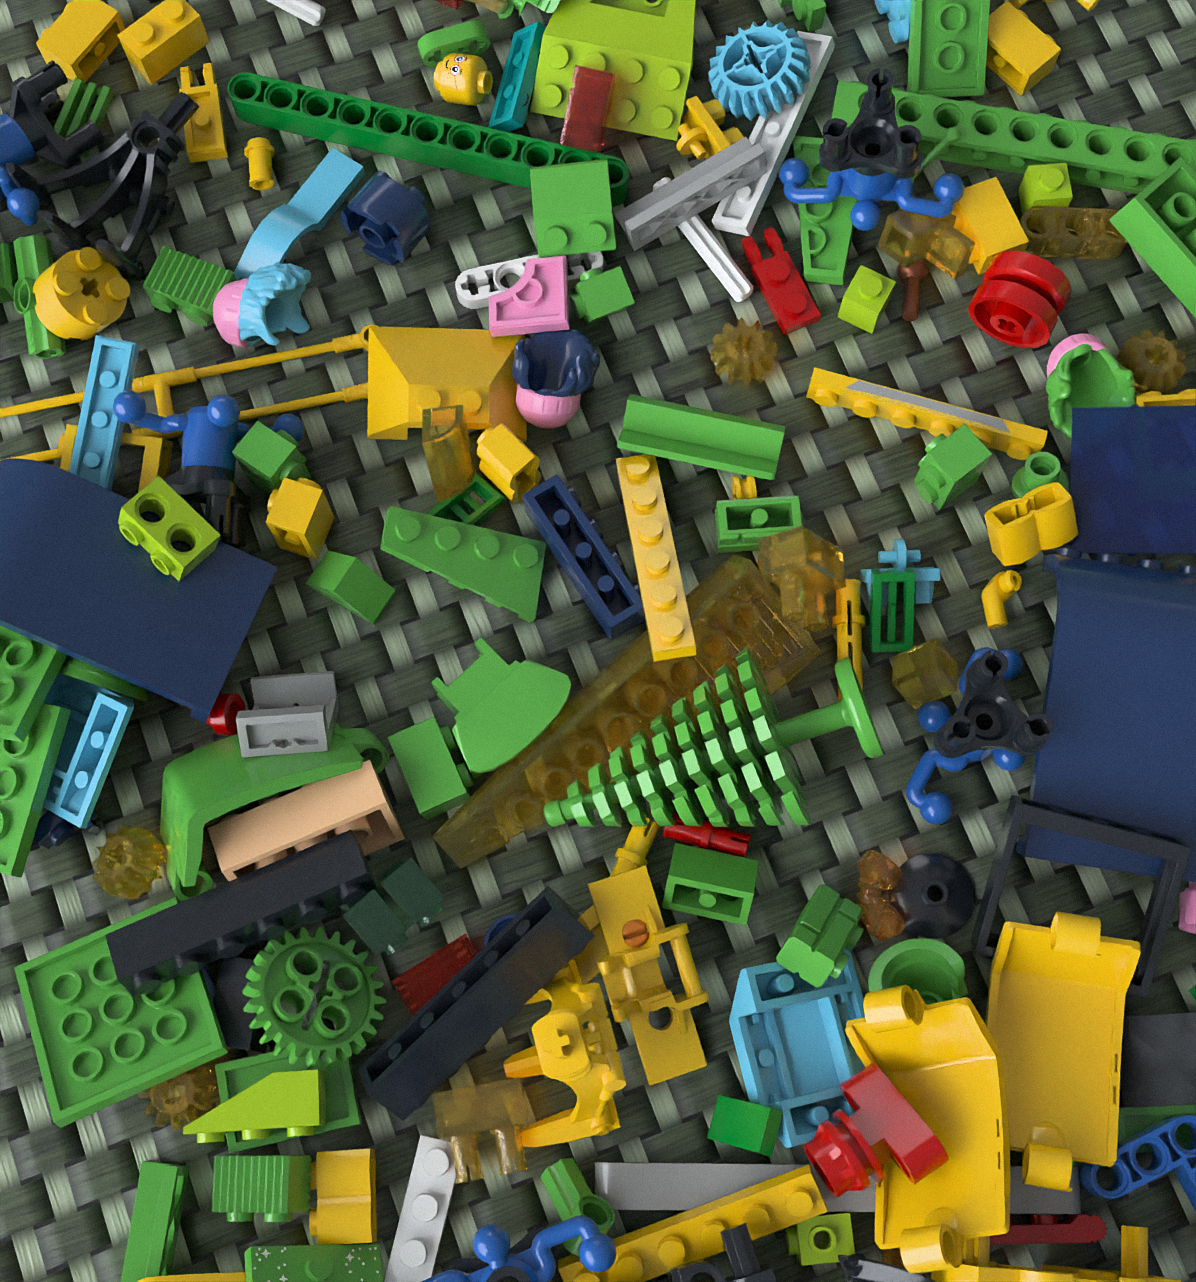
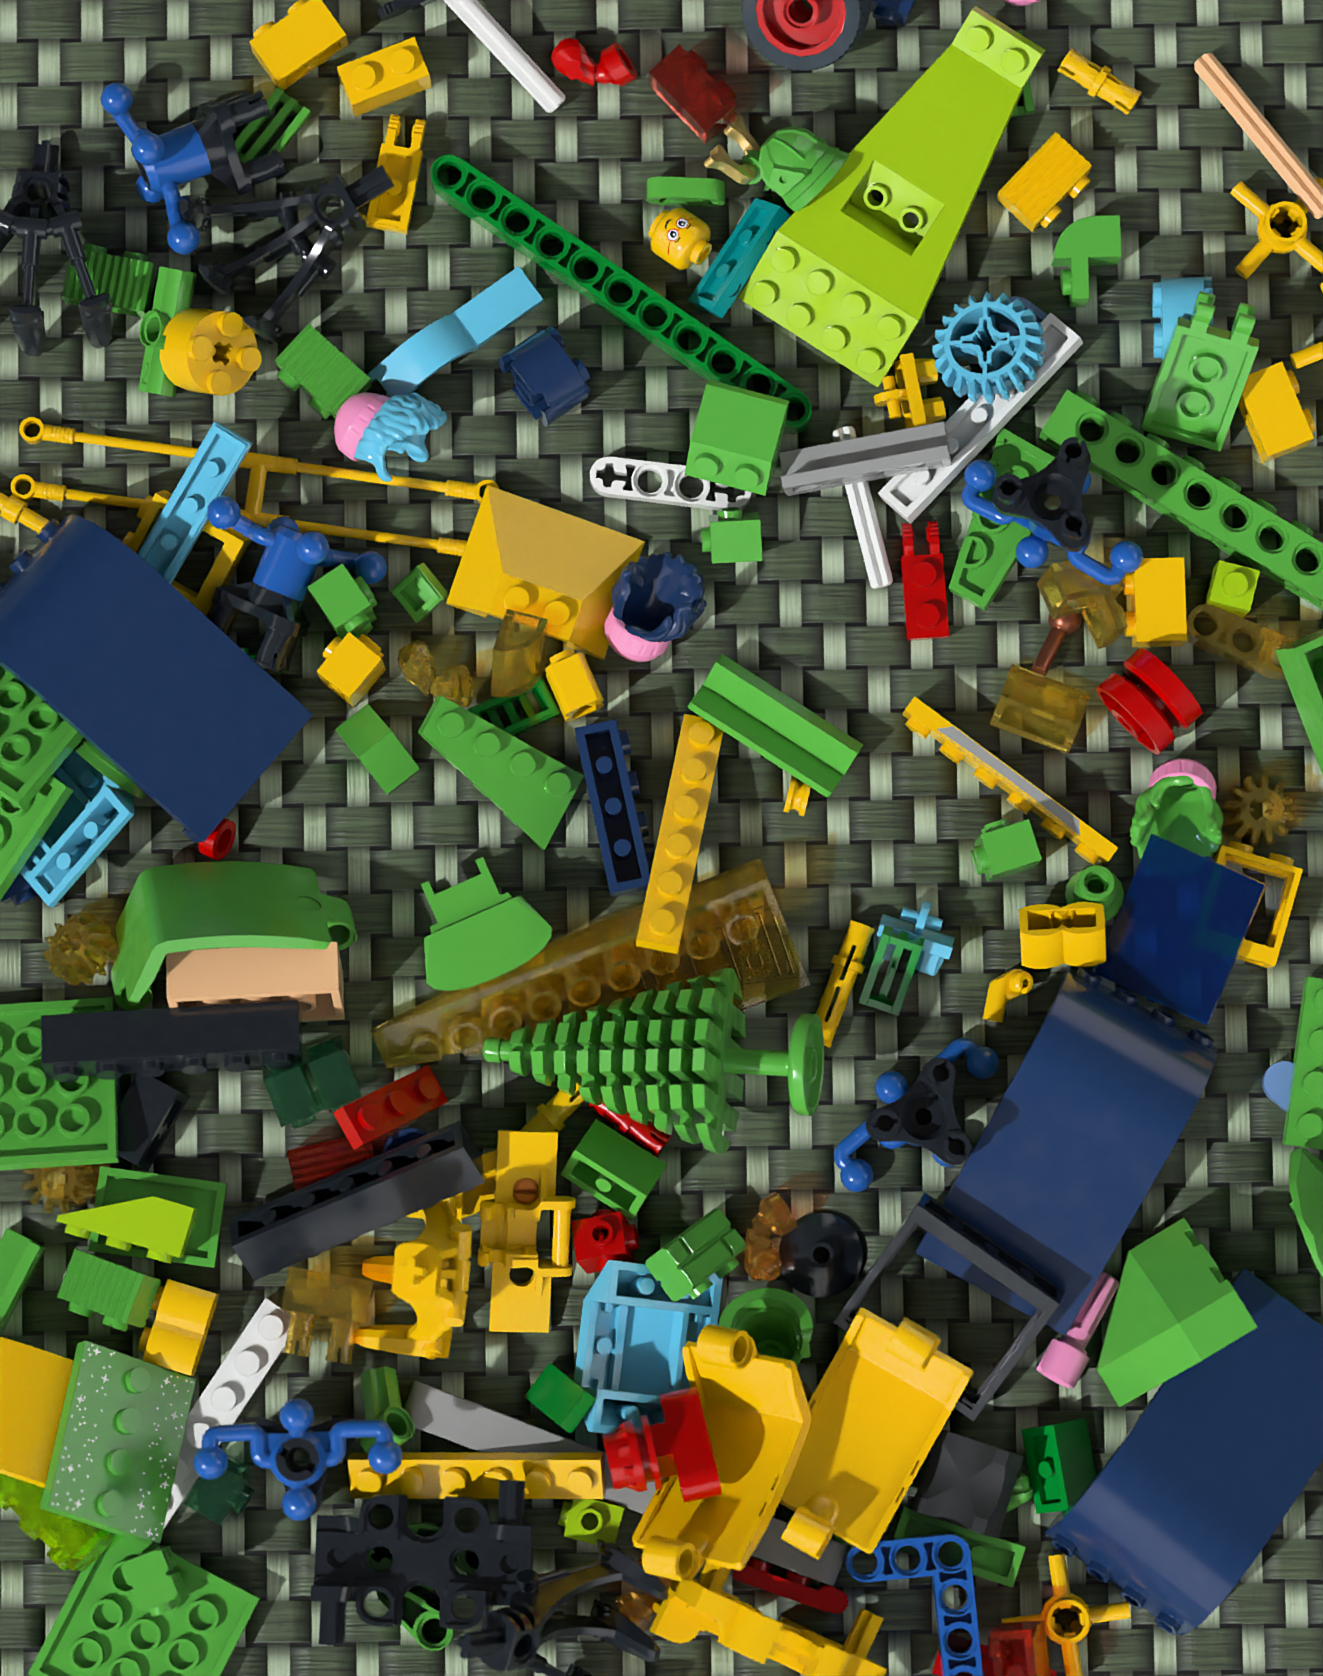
camera: 15 degrees right, 10 degrees up
(177, 522) = (231, 646): lime brick -> none
(260, 163) = (438, 256): yellow pin -> none
(277, 718) = (286, 890): light grey panel -> none
(278, 981) = (184, 1114): bright green gear -> none
(341, 438) = (420, 592): none -> bright green tile
(361, 500) = (418, 669): none -> clear yellow arm
(431, 768) = (392, 962): bright green brick -> none
(476, 902) = (390, 1107): none -> red plate
(535, 302) = (664, 521): bright pink tile -> none
(588, 109) = (793, 331): clear red brick -> none
(725, 953) = (604, 1238): none -> red brick
(745, 340) = (846, 660): clear yellow gear -> none
(745, 521) = (795, 836): bright green brick -> none
(804, 571) = (815, 906): clear yellow brick -> none
(866, 299) = (1000, 638): lime brick -> none
(925, 347) = (1040, 708): none -> clear yellow brick
(925, 673) = (900, 1042): clear yellow panel -> none
(952, 135) = (1100, 517): bright green hinge -> none

